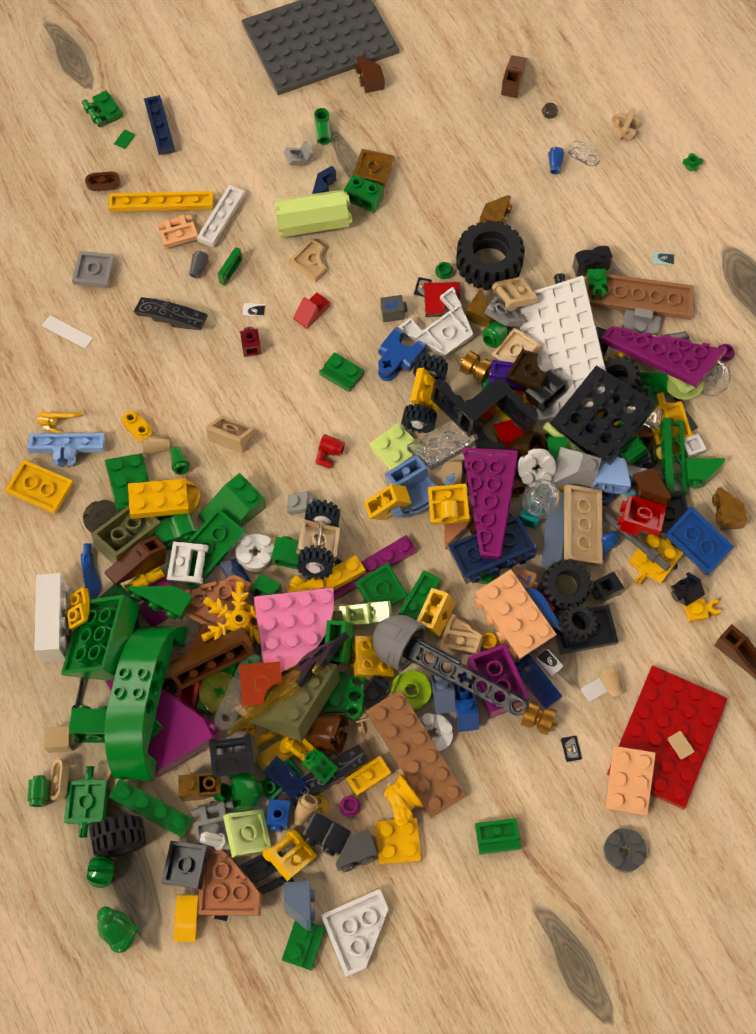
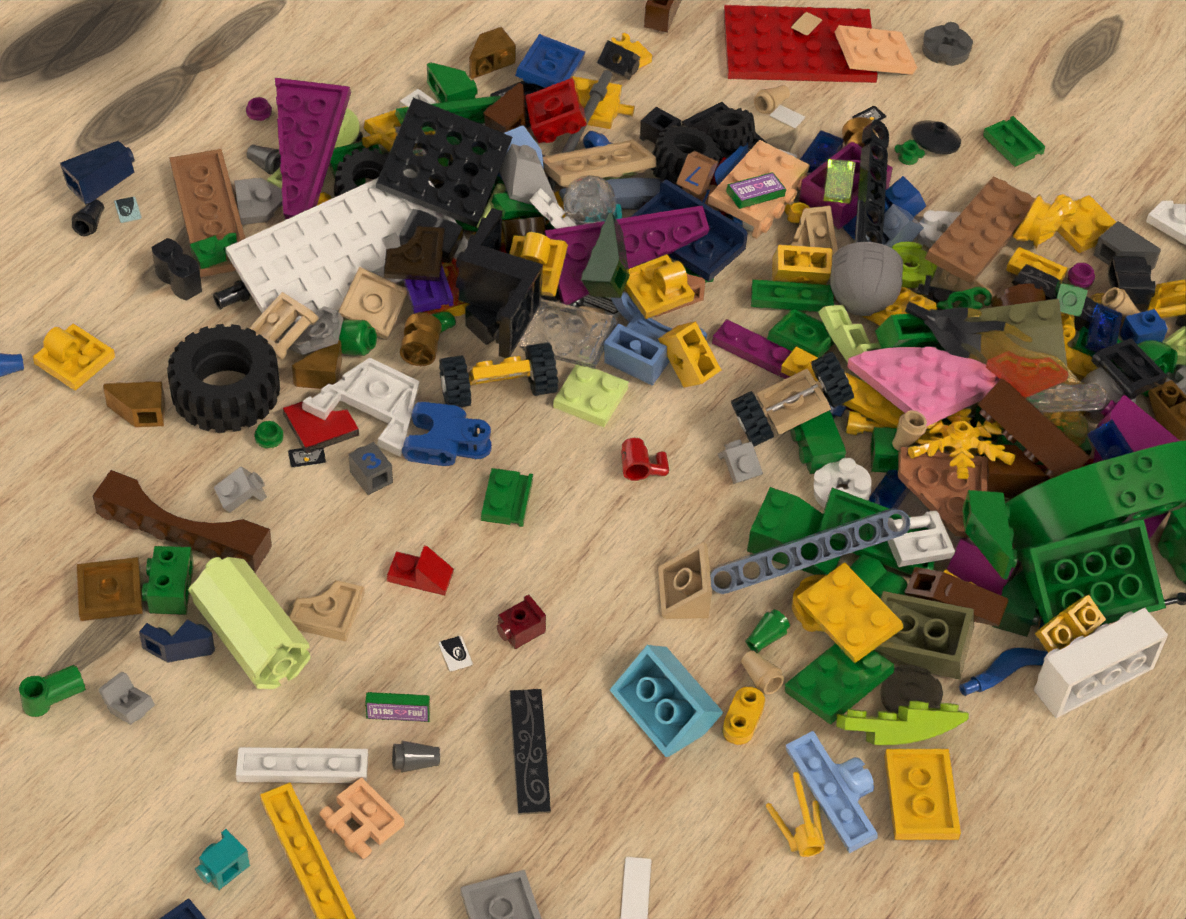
camera: 120 degrees left, 15 degrees down
(78, 494) = (912, 725): none -> lime slope
(164, 391) = (665, 700): none -> medium azure slope
(175, 705) = (1109, 441): none -> clear blue slope
(187, 167) = (222, 861): none -> teal brick
(205, 495) = (824, 551): none -> sand blue beam
(252, 585) = (910, 428): none -> tan cone
(410, 245) = (238, 488): none -> light grey bracket
(425, 190) = (124, 501): none -> reddish brown arch
(471, 474) = (608, 265): none -> dark green slope
(492, 663) = (838, 180): none -> clear neon green slope
(493, 436) = (545, 251): none -> yellow plate
(498, 597) = (756, 190): none -> tile
(515, 757) = (909, 152): none -> green plate
(516, 782) = (936, 137): none -> black dish
(534, 570) = (696, 173): none -> medium nougat brick
(547, 194) = (72, 355): none -> yellow plate
(659, 232) = (87, 219): none -> black cone
(693, 242) = (98, 170): none -> dark blue slope

